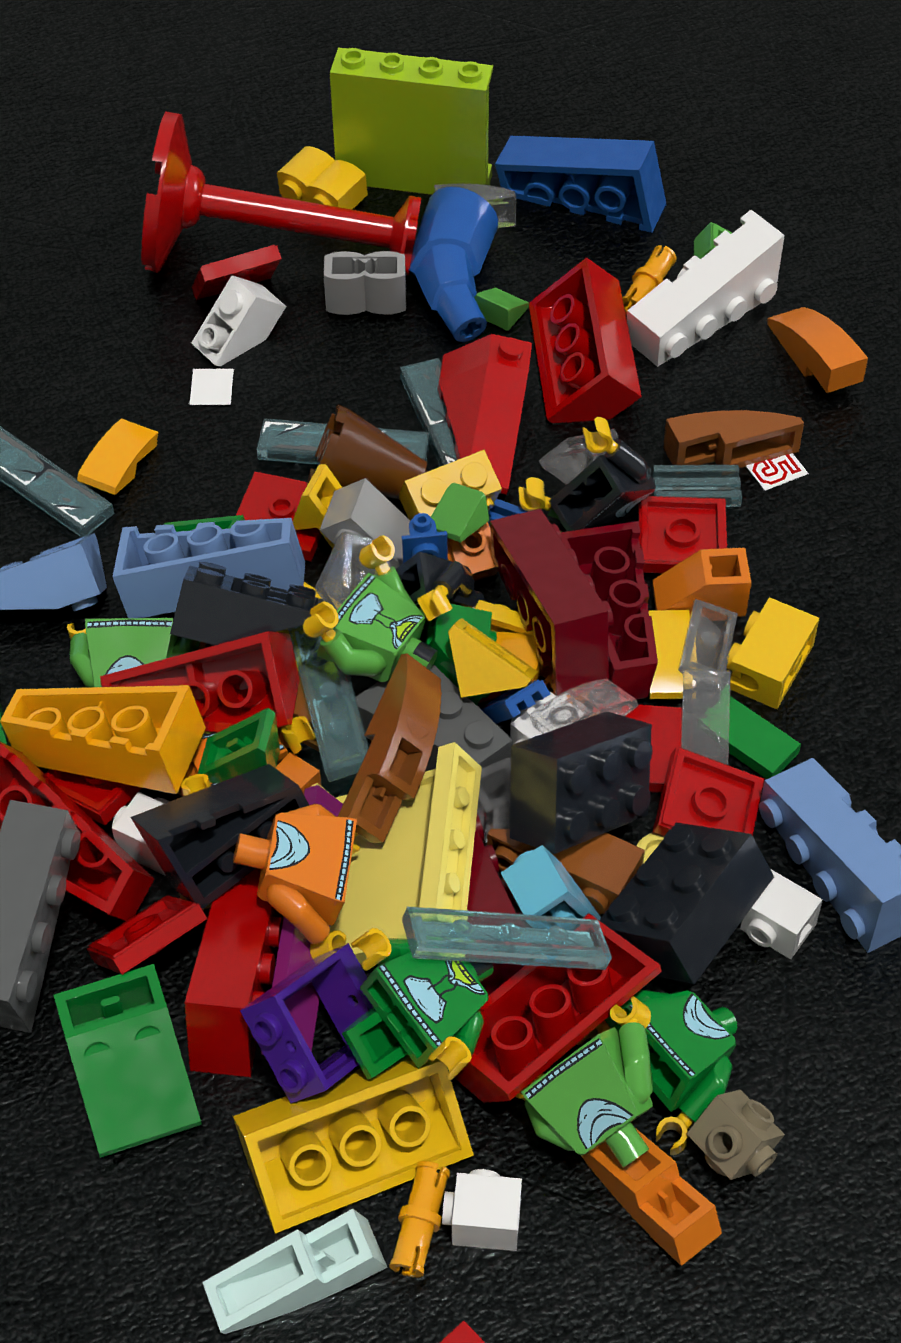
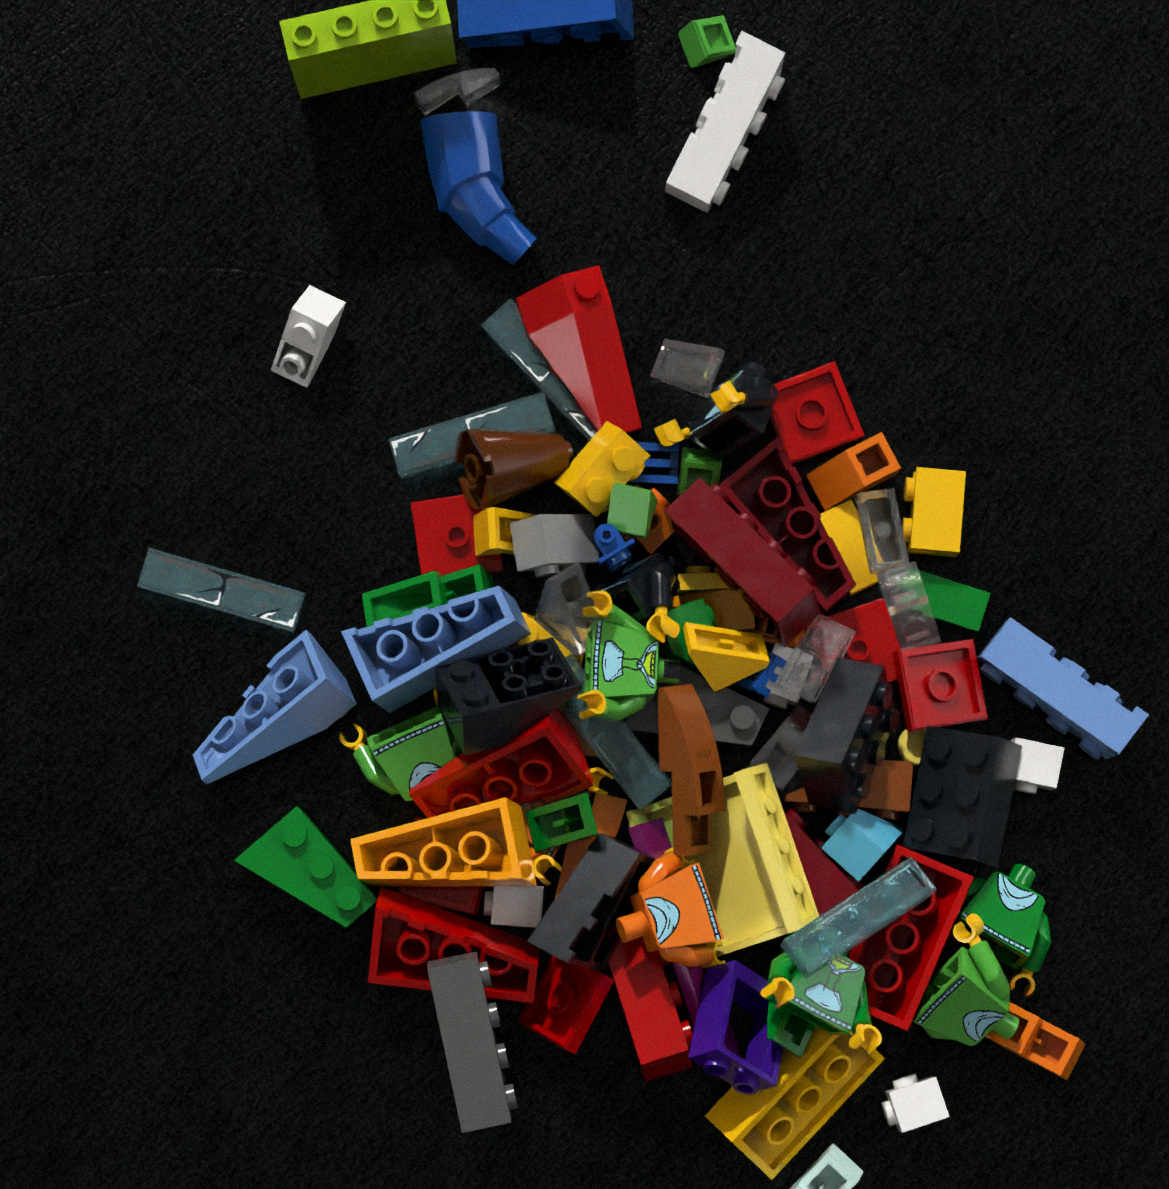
camera: 25 degrees left, 30 degrees up
(116, 455) = (280, 537): light orange slope -> none
(127, 1060) = (605, 1107): green slope -> none
(186, 196) = (197, 235): red piece -> none
(211, 387) = (315, 412): white sticker -> none
(251, 266) = (281, 286): red plate -> none
(322, 180) = (296, 122): yellow brick -> none
(365, 282) = (417, 239): light grey brick -> none
(419, 1219) = (871, 1128): light orange pin -> none
(500, 307) = (537, 204): bright green slope -> none
(584, 346) = (637, 230): red slope -> none
(649, 275) = (661, 117): light orange pin -> none
(697, 480) = (831, 334): clear light blue tile -> none
(731, 437) = (811, 288): dark orange slope -> none
(736, 1135) = (1071, 970): dark tan brick -> none
(777, 471) = (859, 292): white sticker -> none
(820, 348) = (847, 138): orange slope -> none

